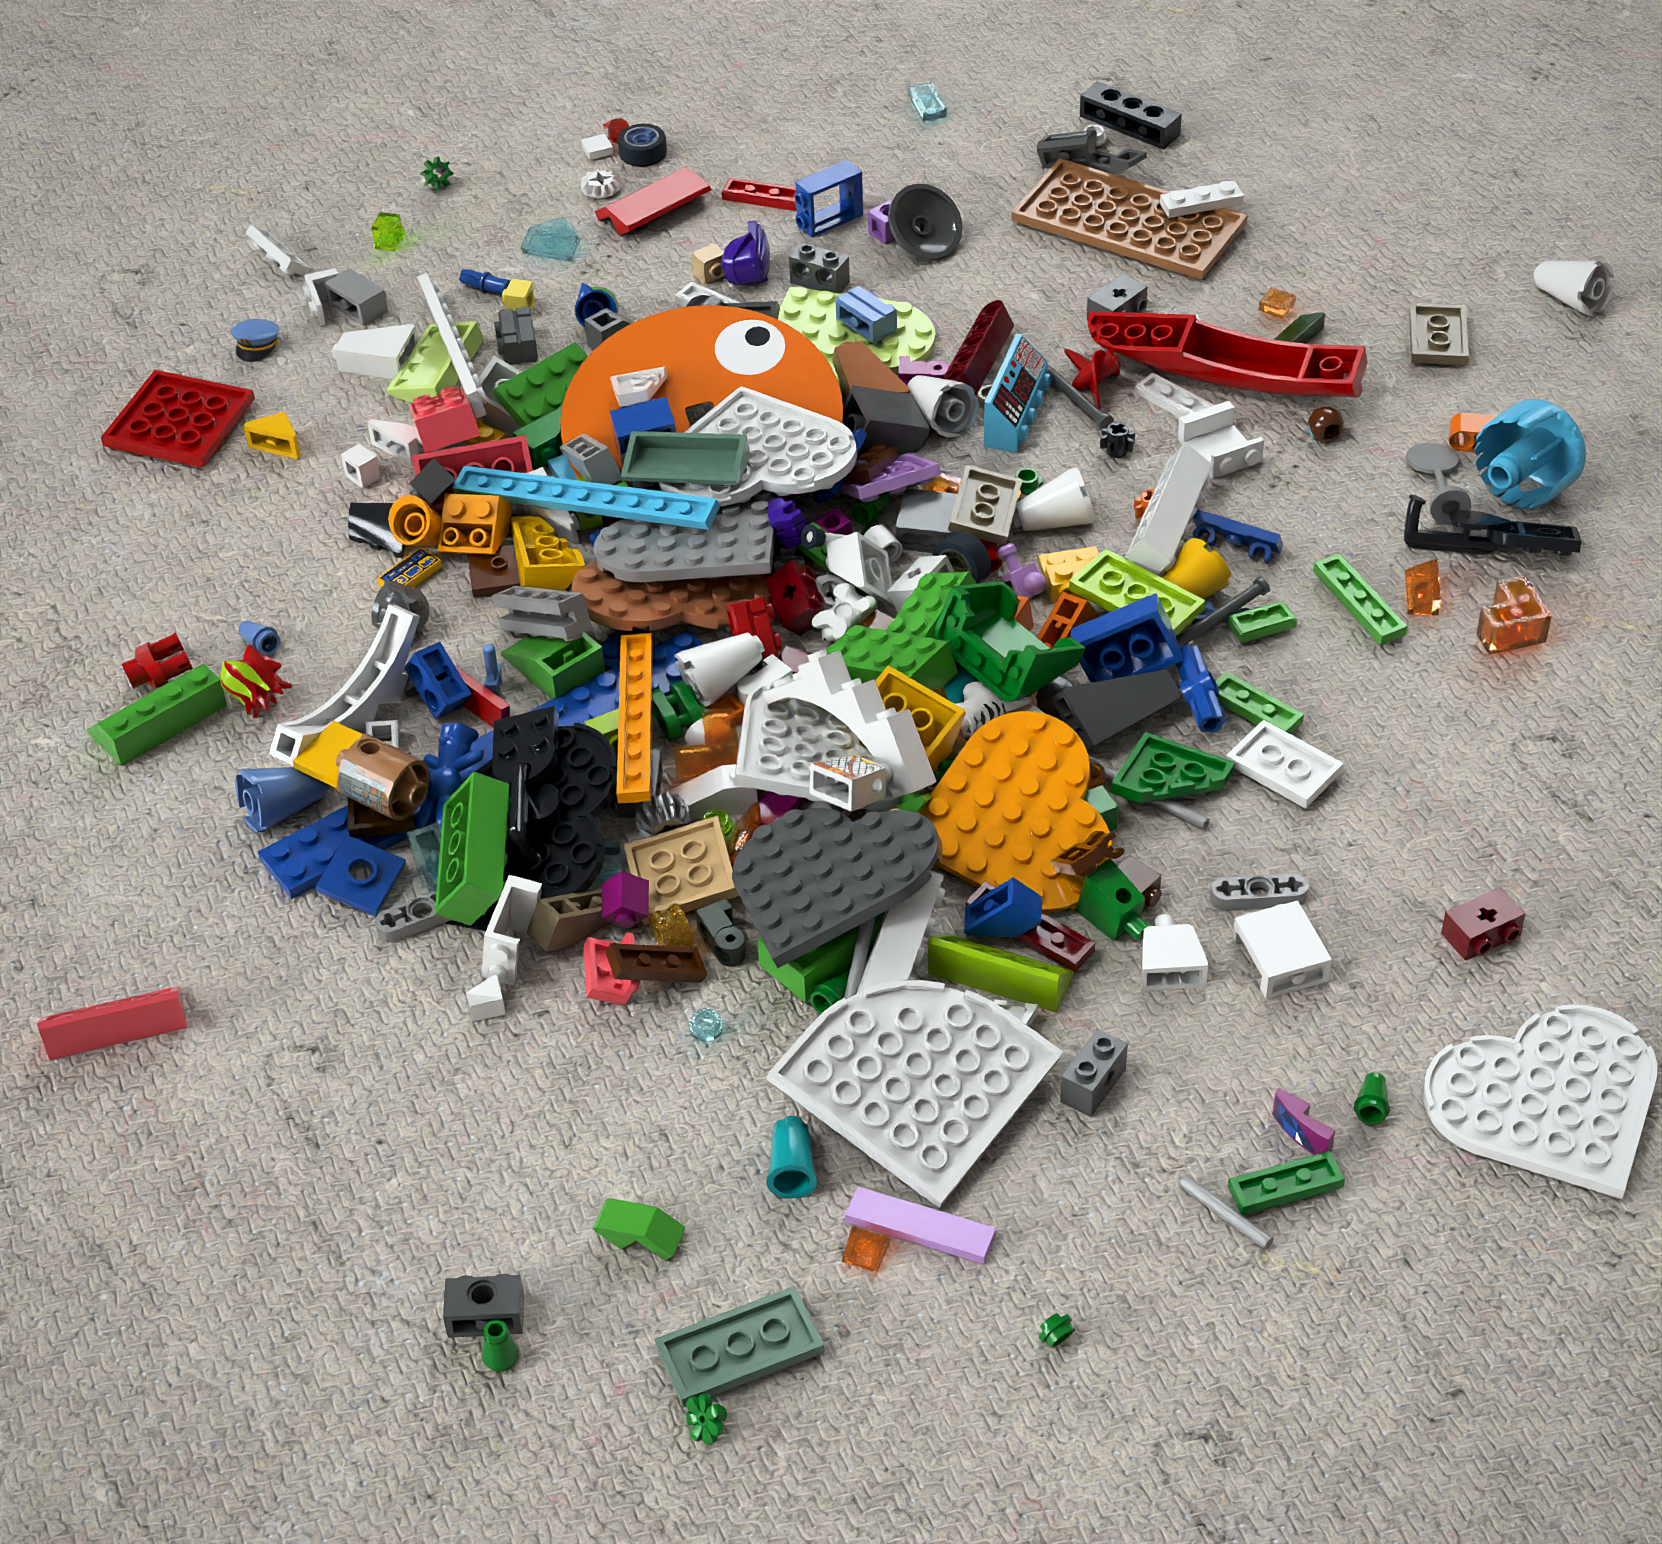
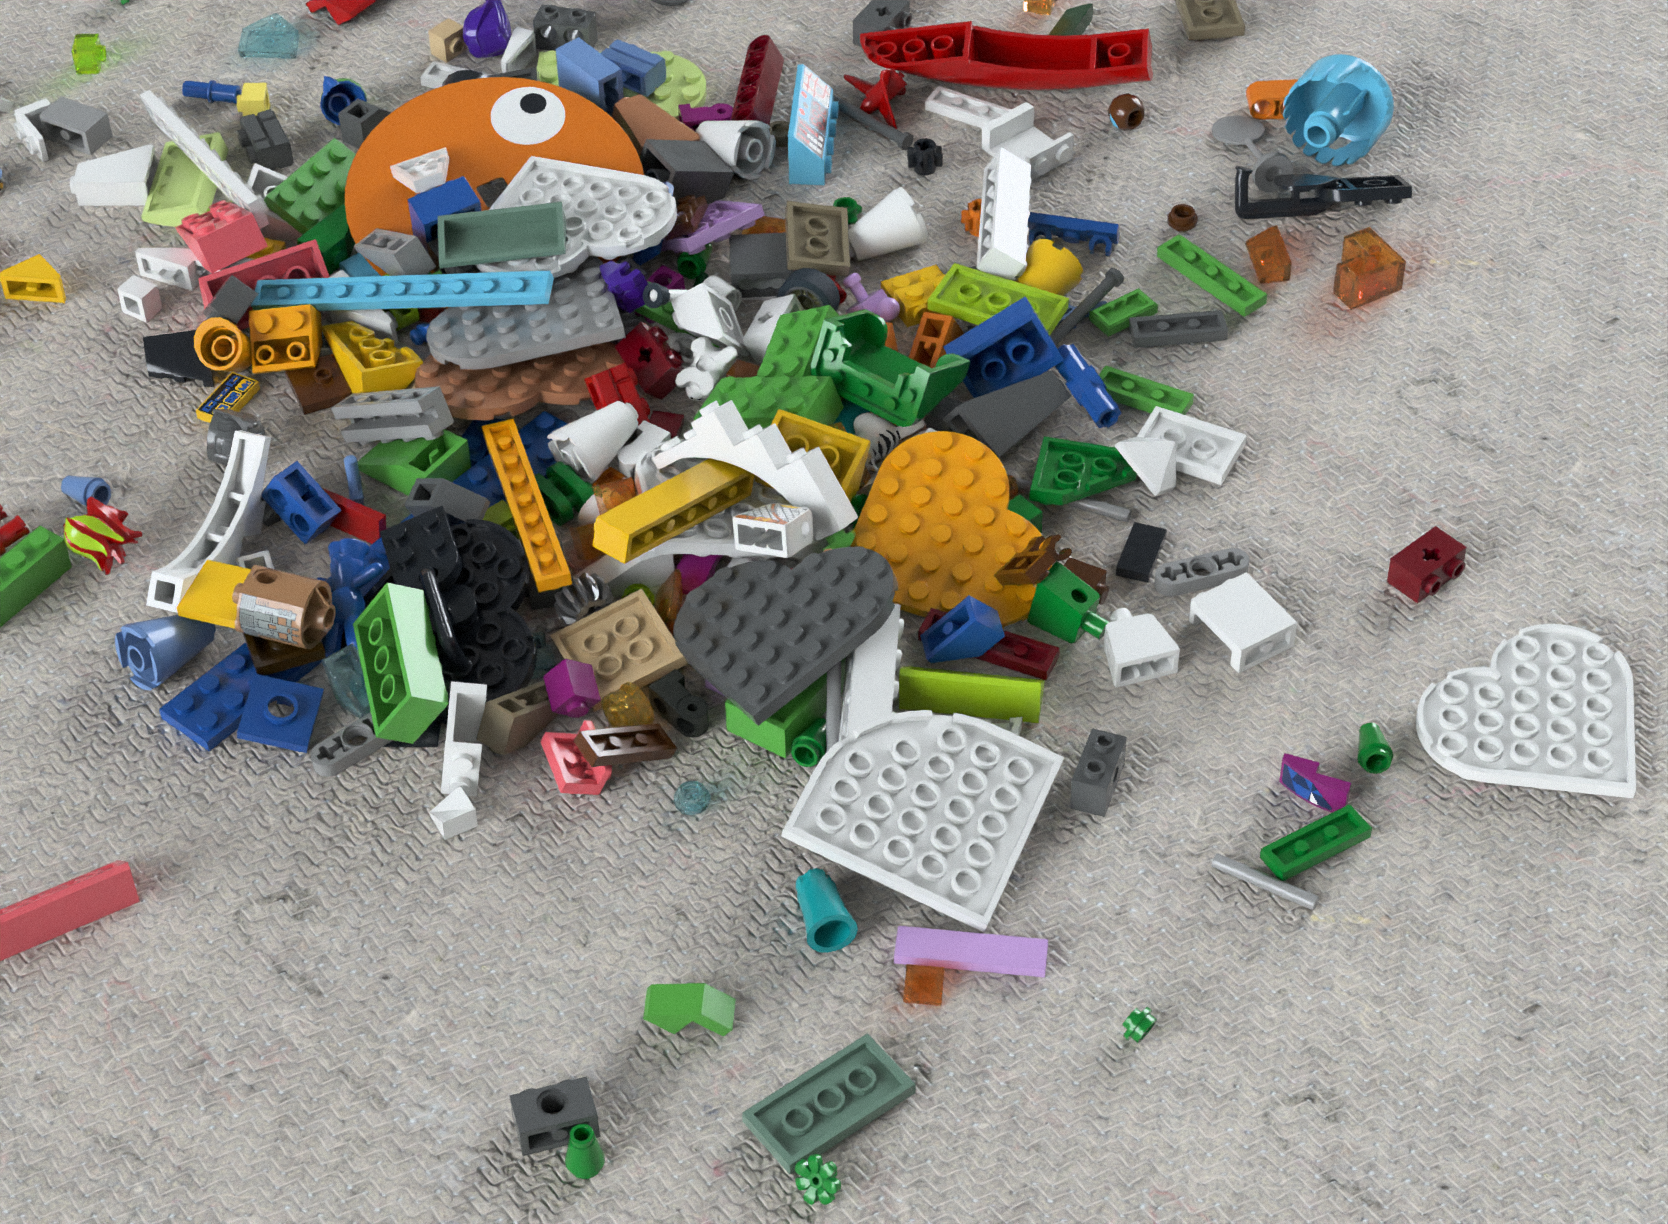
camera: 15 degrees left, 0 degrees up
(568, 701) = (456, 500): none -> dark grey slope
(758, 745) = (670, 508): none -> yellow brick
(770, 283) = (519, 50): none -> white slope
(819, 317) = (589, 74): none -> medium blue brick
(1206, 861) = (1141, 552): none -> black tile
(1240, 774) = (1152, 461): none -> white slope
(1310, 646) = (1178, 328): none -> dark grey plate
(1349, 537) = (1182, 218): none -> reddish brown plate

